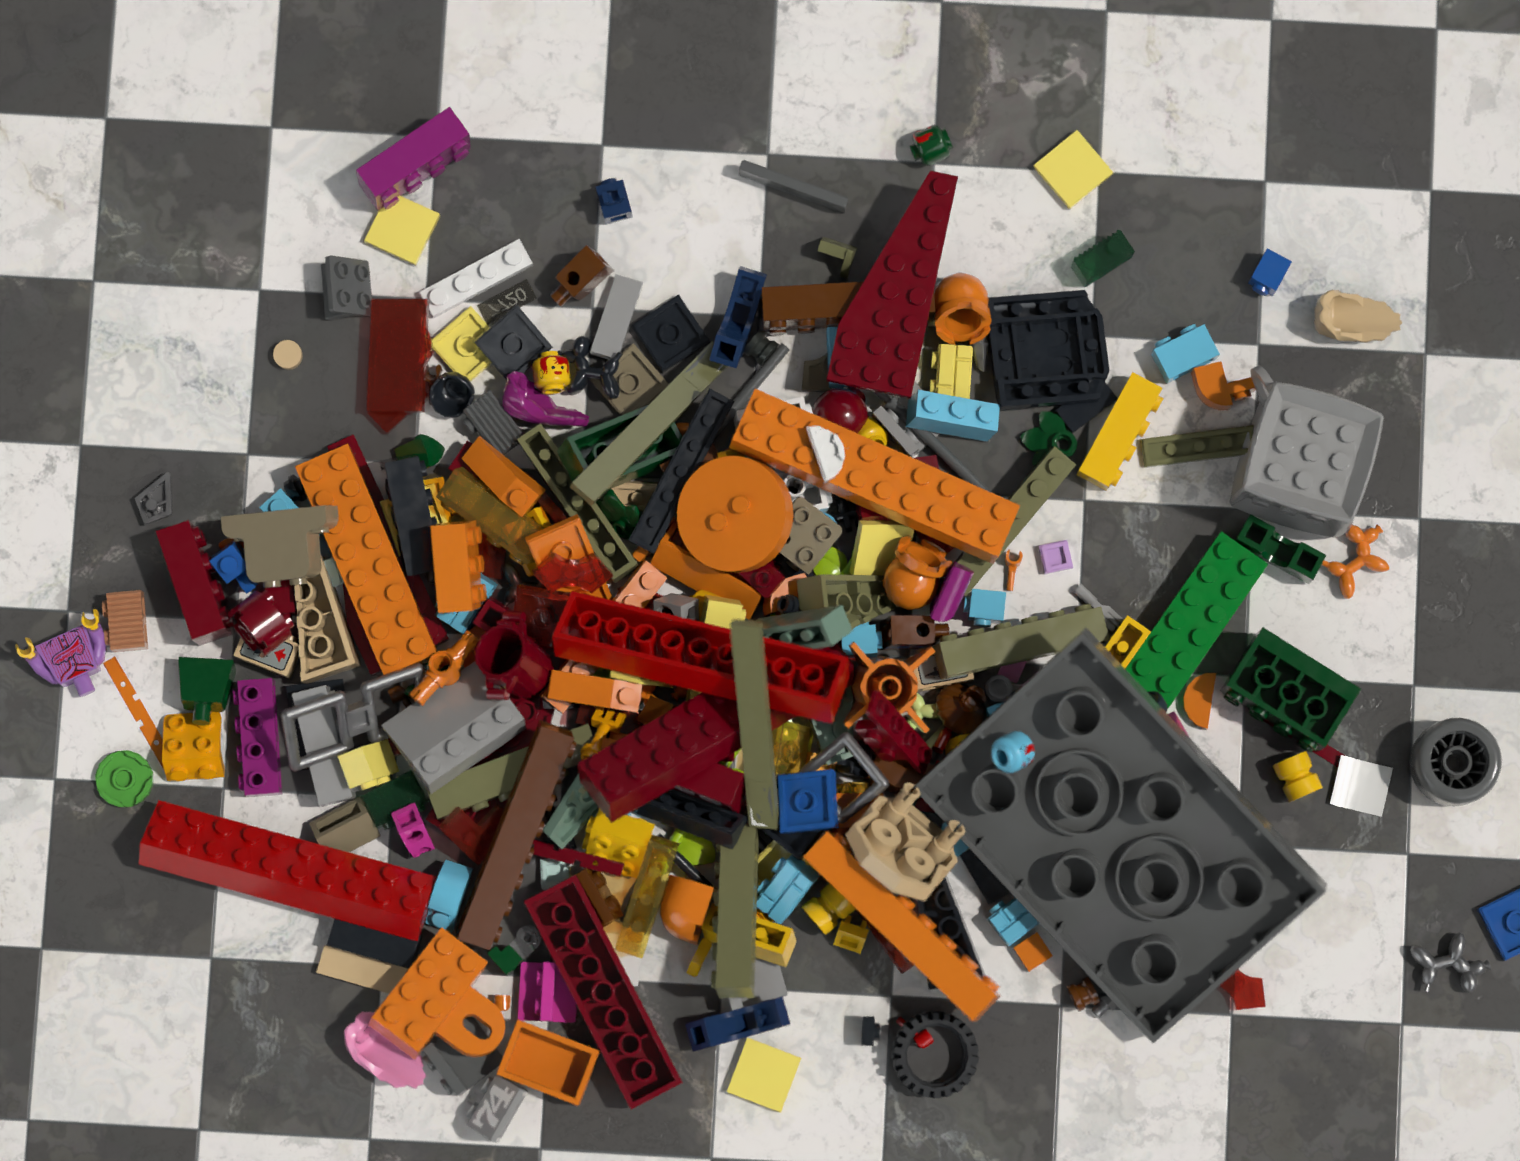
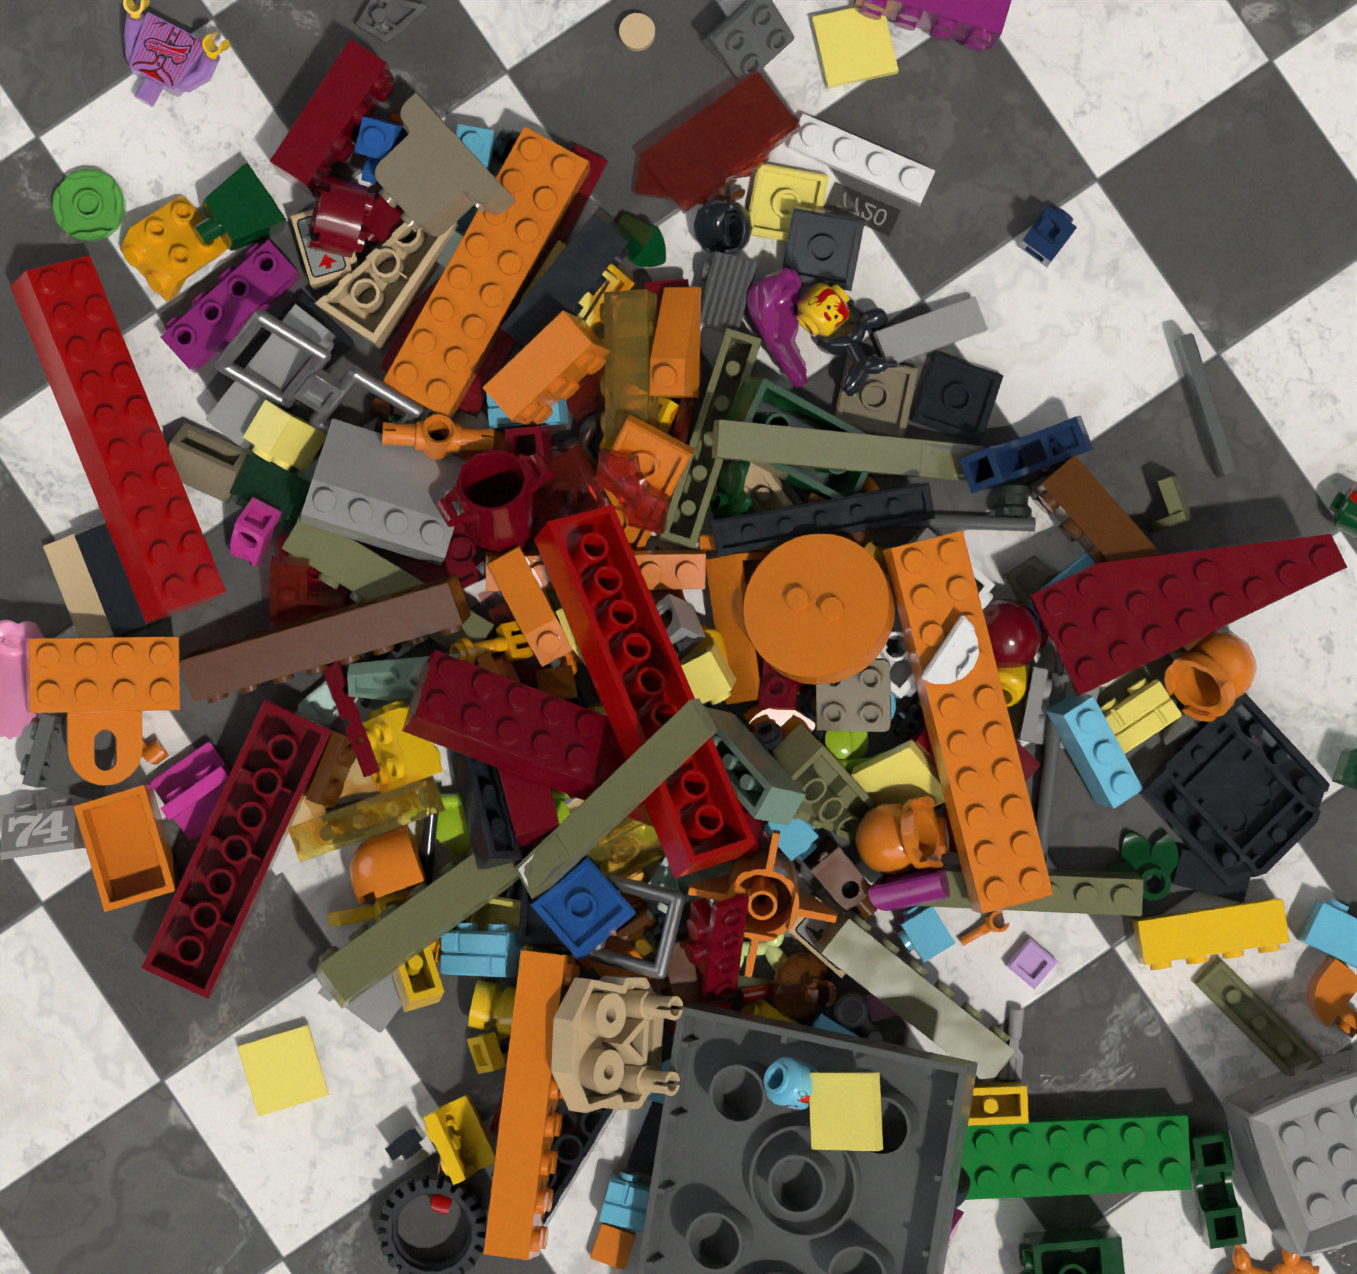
camera: 55 degrees right, 5 degrees up
(125, 621) = (244, 82): nougat brick -> none
(136, 707) = (169, 160): orange piece -> none
(448, 895) = (219, 617): medium azure brick -> none
(526, 943) = (213, 729): leg -> none
(590, 268) = (960, 264): reddish brown torso -> none
(737, 1024) = (299, 997): dark blue arch -> none
(844, 777) = (639, 923): none -> reddish brown slope
(892, 994) = (459, 1139): none -> yellow bracket
(1053, 729) = (846, 1111): none -> light yellow tile
(1198, 699) = (998, 1219): orange tile -> none

